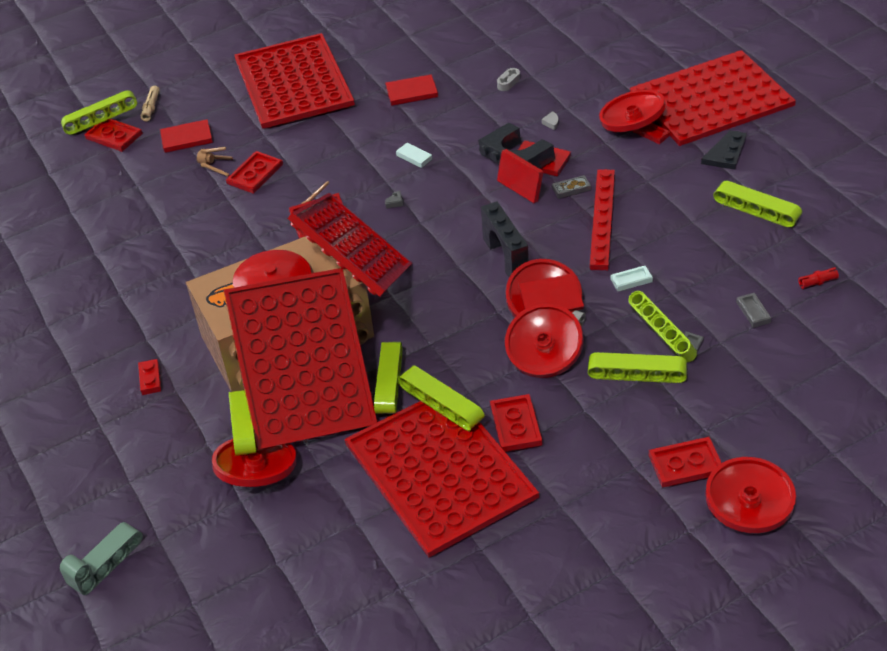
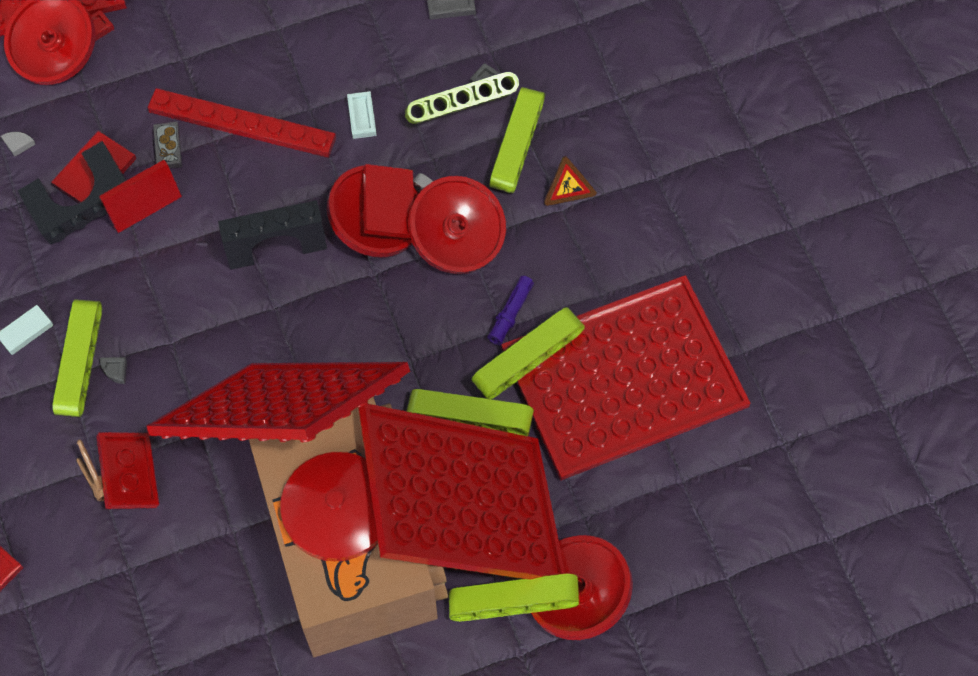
camera: 85 degrees left, 20 degrees up
(397, 179) = (77, 358): none -> lime beam
(473, 387) = (506, 318): none -> dark purple pin
(515, 423) = (572, 282): red plate -> none
(603, 404) = (568, 185): none -> piece
(684, 461) = (666, 124): red plate -> none
(750, 494) = (729, 74): red dish -> none

